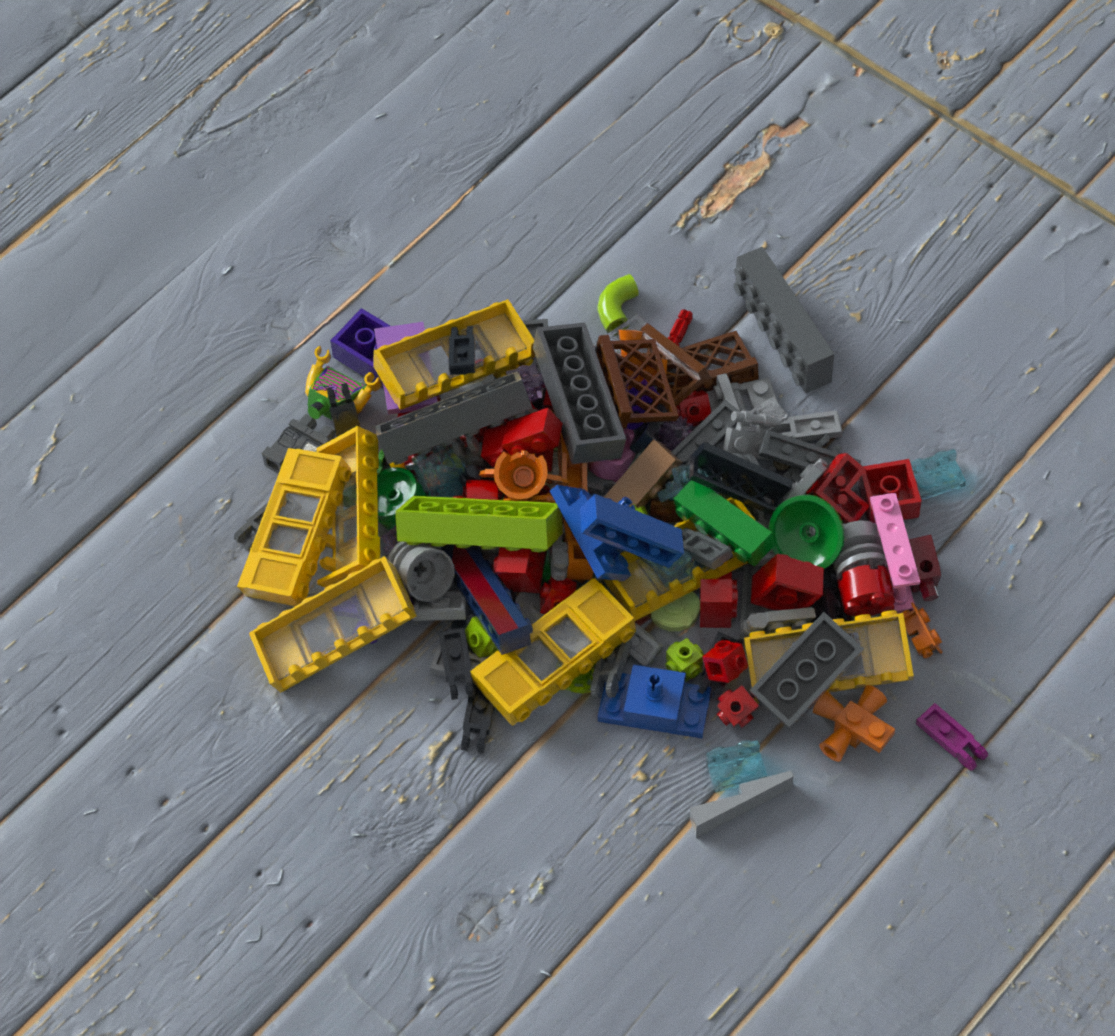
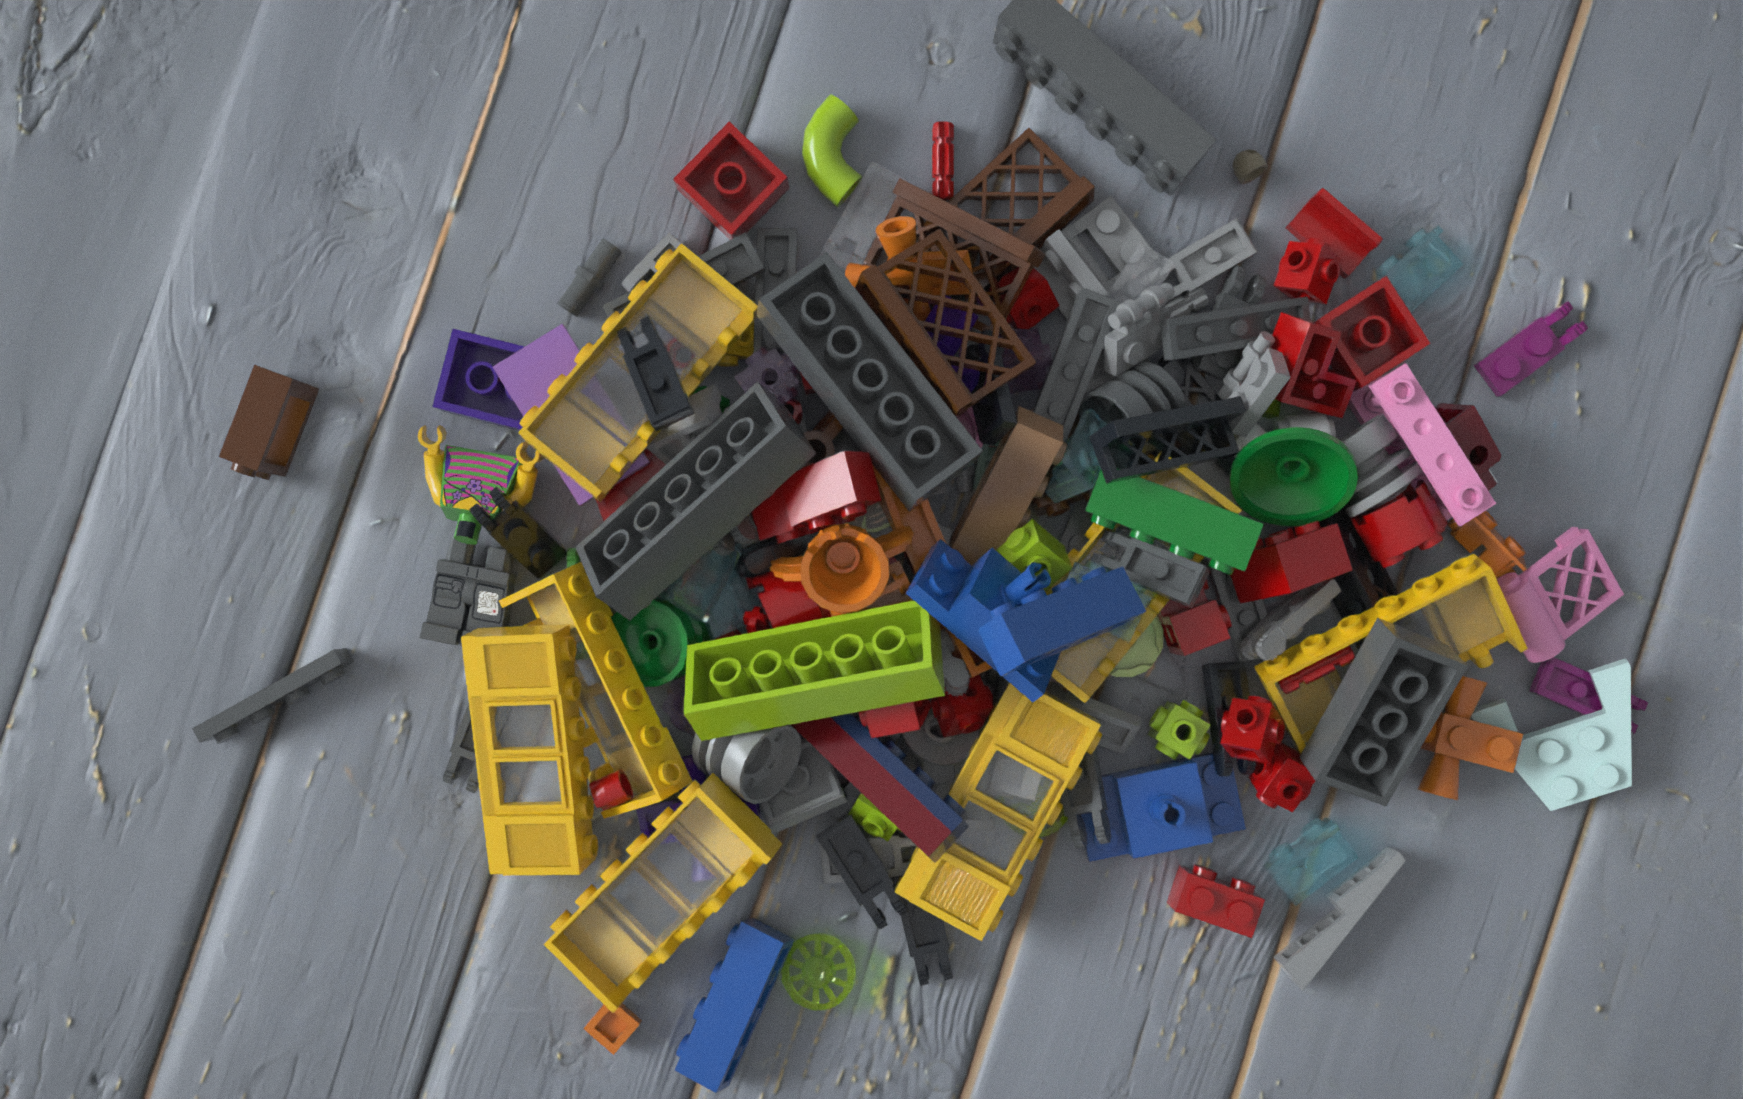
camera: 25 degrees left, 30 degrees up
(162, 458) = (261, 704): none -> dark grey plate
(235, 322) = (268, 424): none -> reddish brown window
(264, 700) = (612, 1028): none -> orange plate
(329, 564) = (611, 790): none -> red hose
(343, 712) = (733, 1004): none -> blue brick
(402, 718) = (818, 972): none -> clear neon green wheel
(460, 311) = (589, 277): none -> dark grey pin
(552, 295) = (731, 182): none -> red brick
(665, 762) = (1216, 901): none -> red brick
(774, 645) = (1317, 670): none -> red axle
(857, 391) = (1248, 166): none -> dark tan hinge
(868, 447) = (1308, 270): none -> red brick
(893, 437) = (1334, 223): none -> red panel
(931, 670) = (1538, 615): none -> bright pink piece
(931, 764) = (1579, 755): none -> light aqua wing
(990, 540) = (1527, 351): none -> magenta hinge

